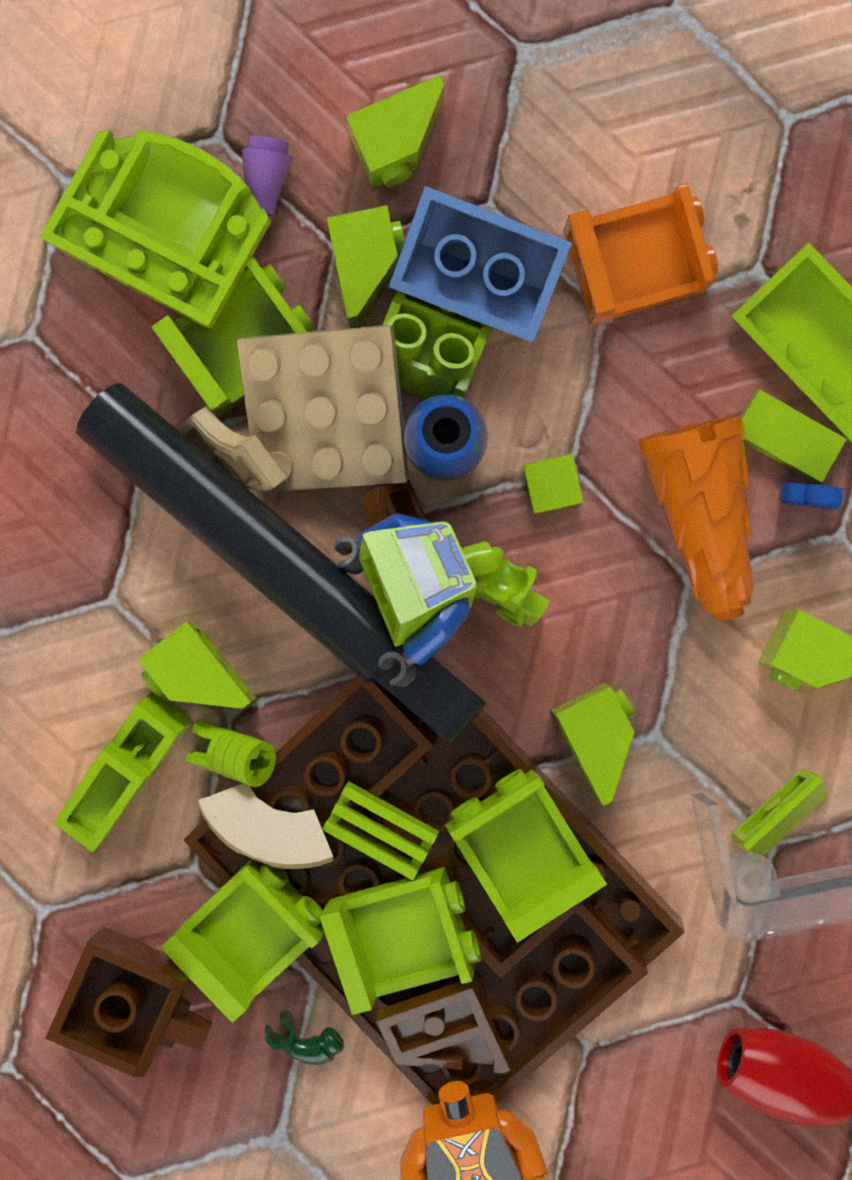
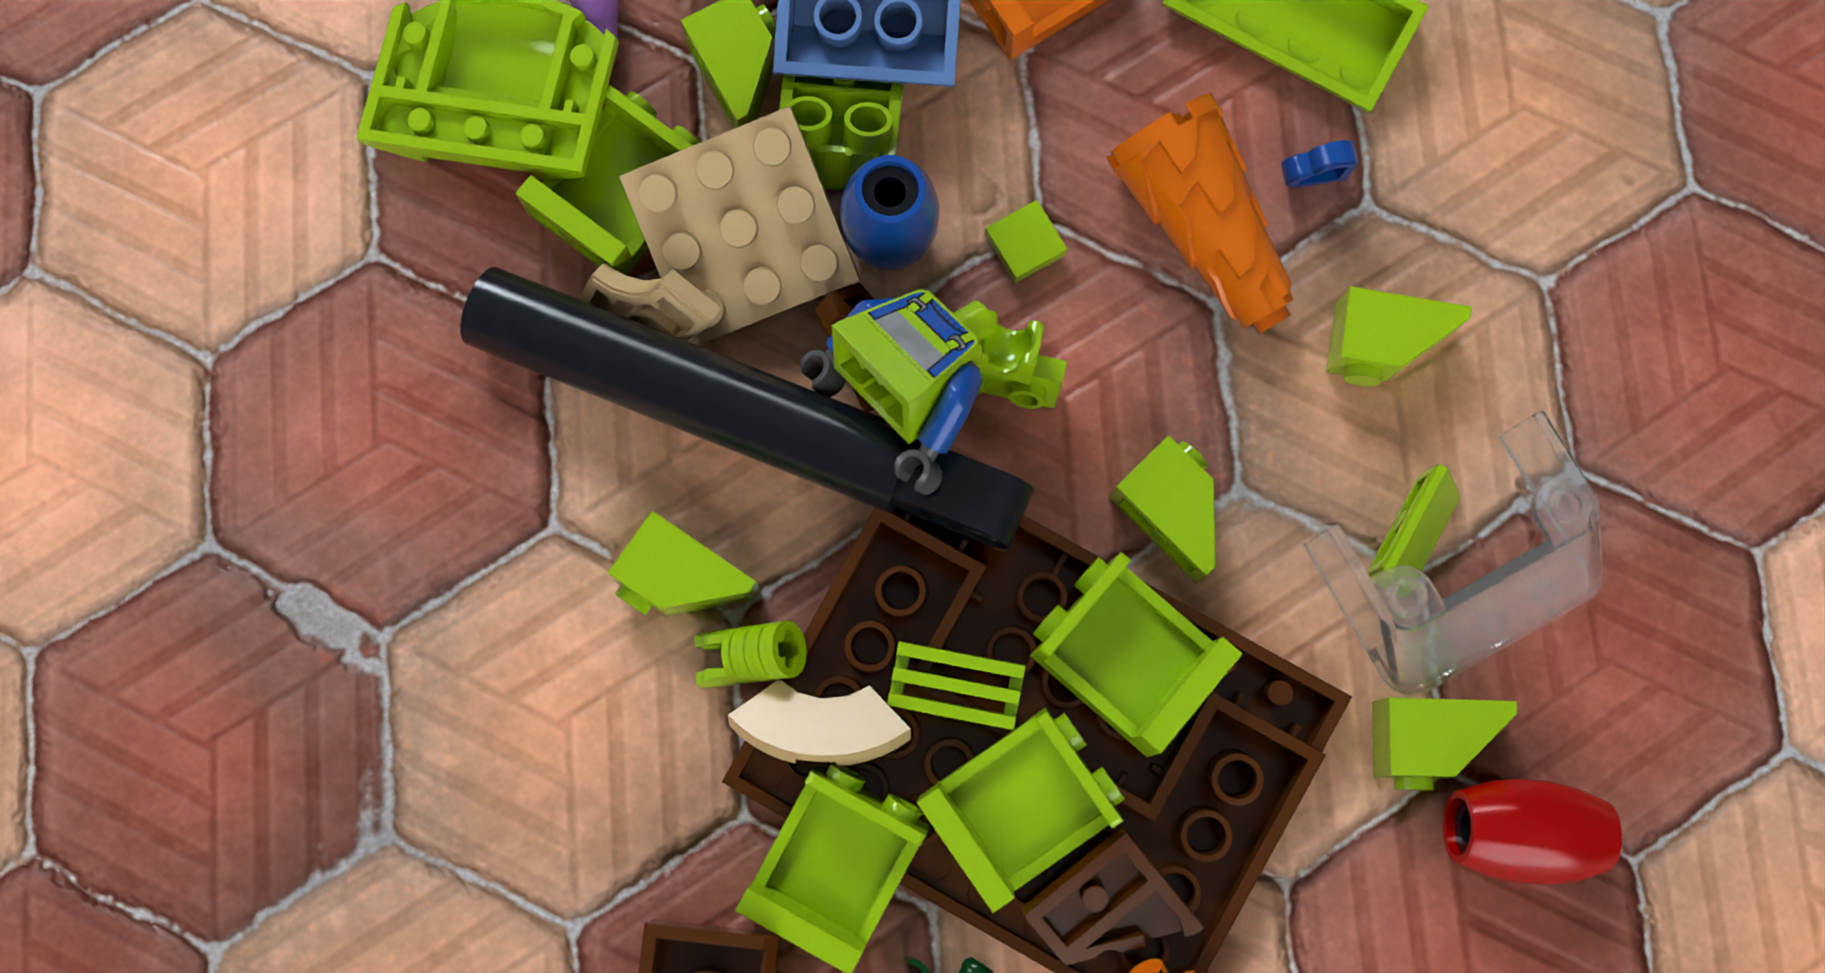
camera: 20 degrees left, 10 degrees down
(122, 771) = (624, 721): lime slope -> none
(738, 979) = (1432, 737): none -> lime slope
(790, 437) = (1274, 112): lime tile -> none

